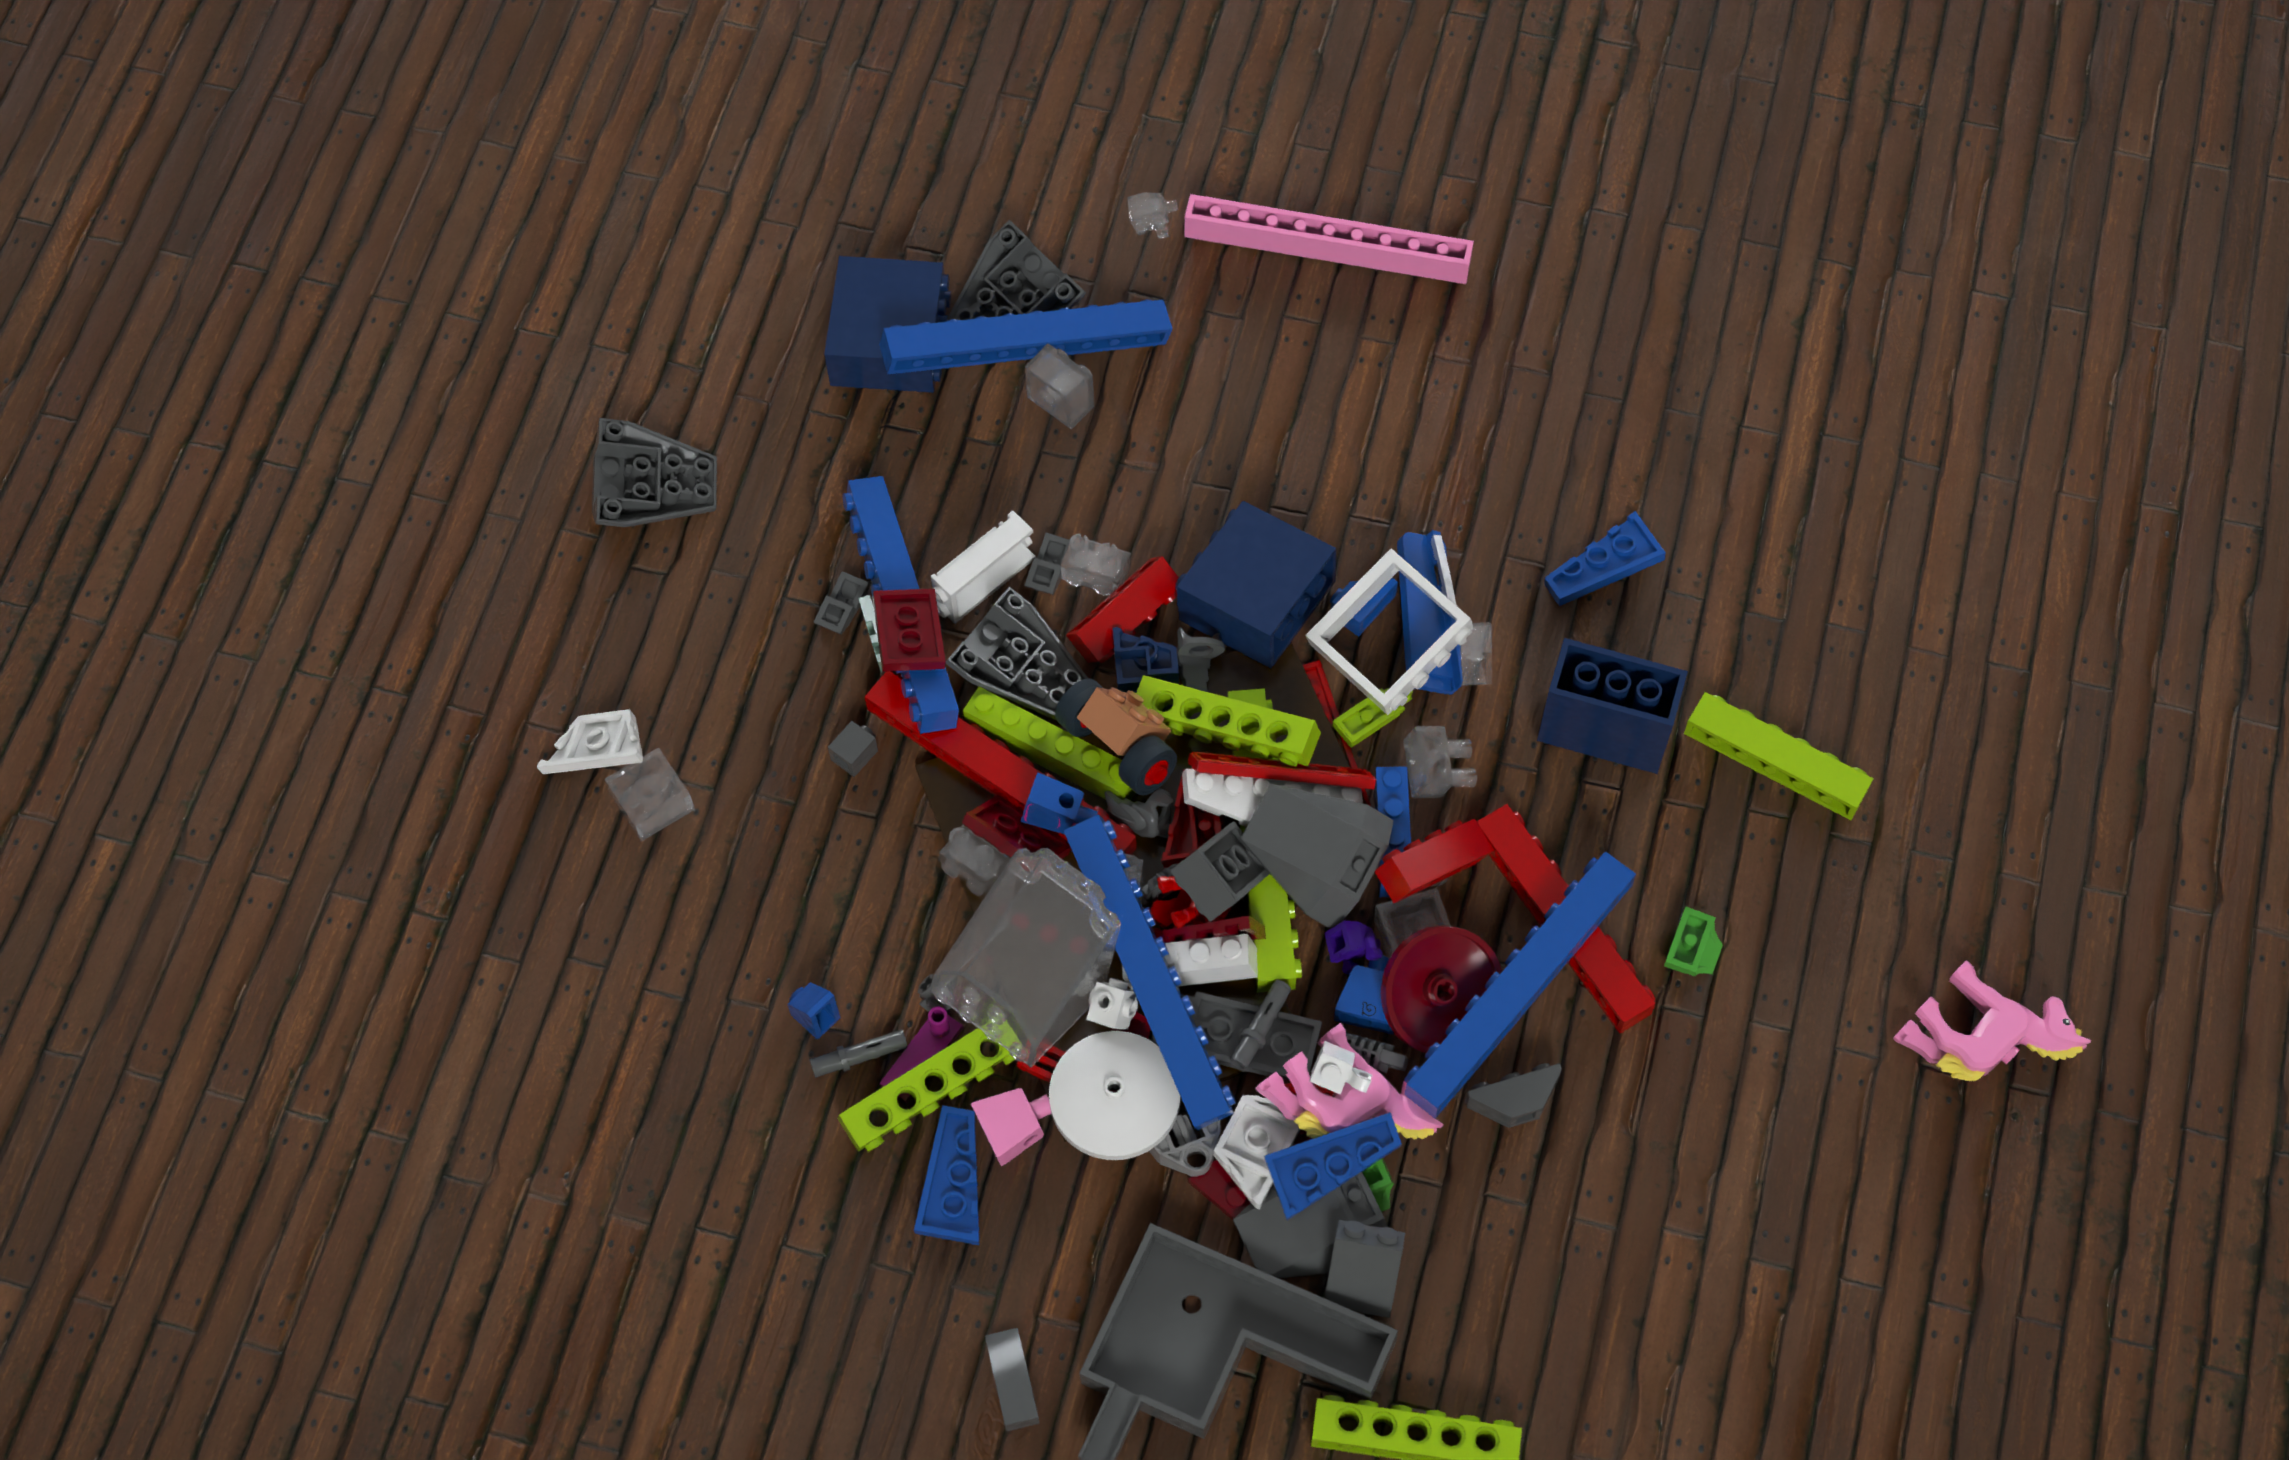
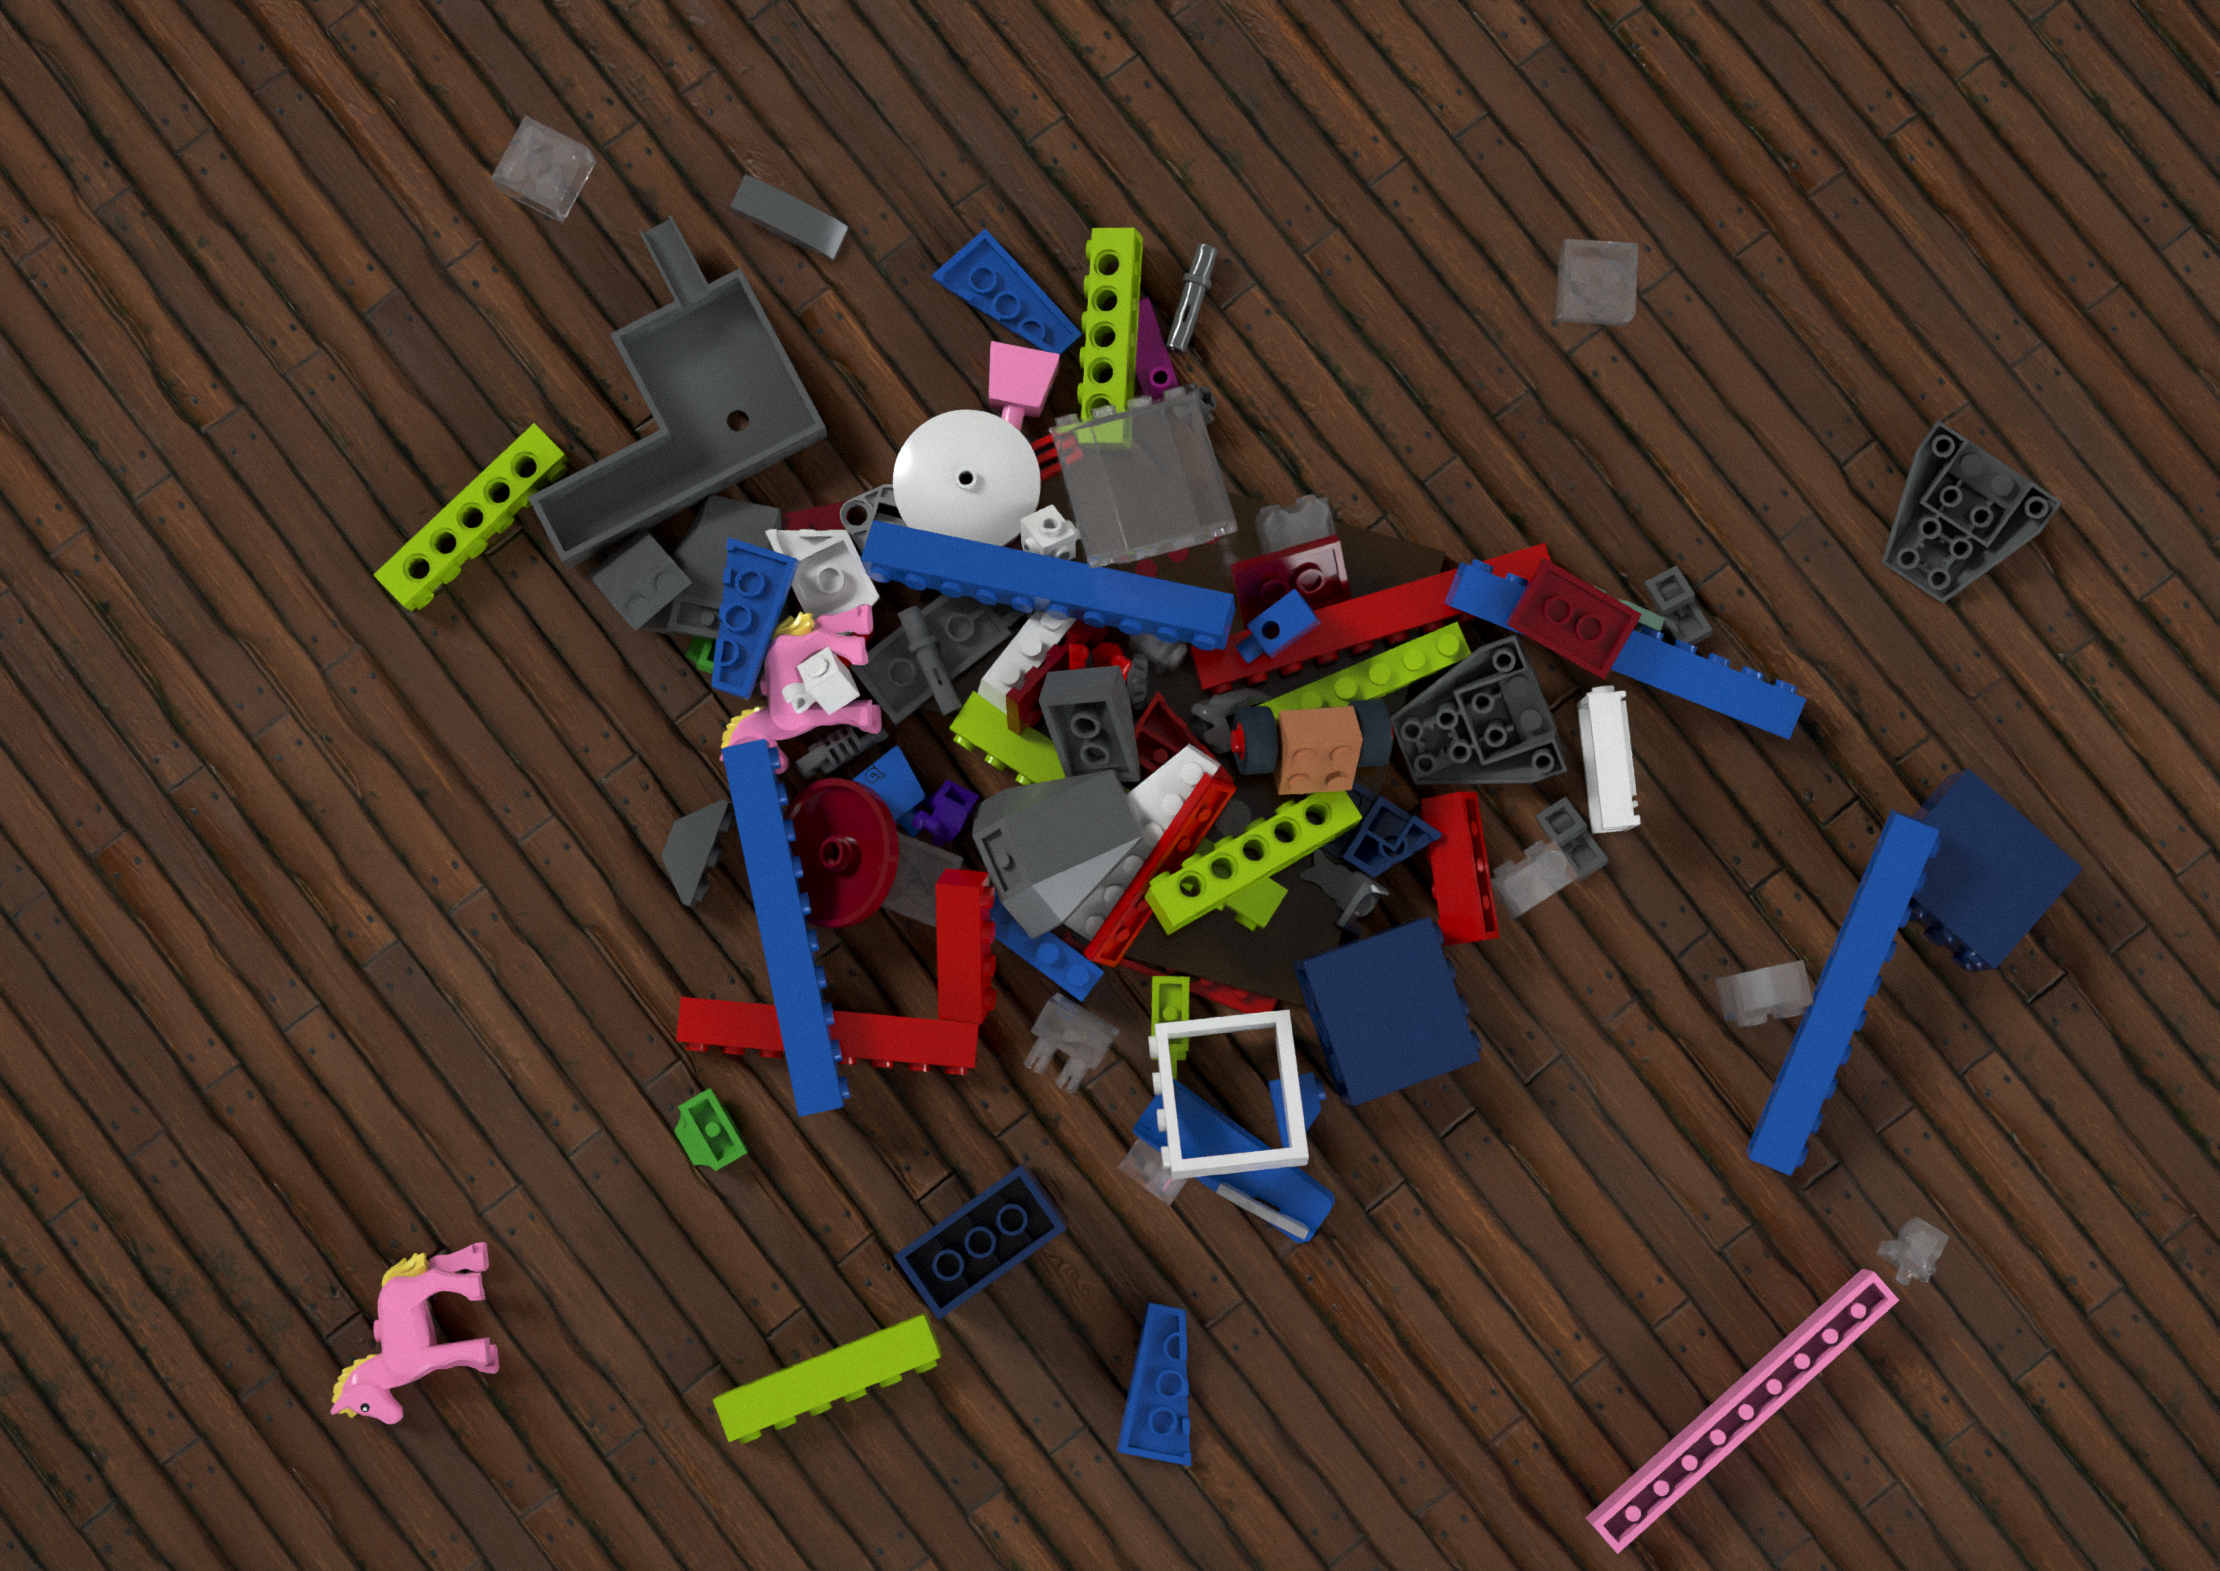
camera: 125 degrees right, 20 degrees up
(596, 743) = (1689, 270): white wing -> none
(814, 1009) = (1263, 283): blue slope -> none
(853, 748) = (1506, 506): dark grey brick -> none
(1014, 280) = (1922, 1037): dark grey wedge -> none

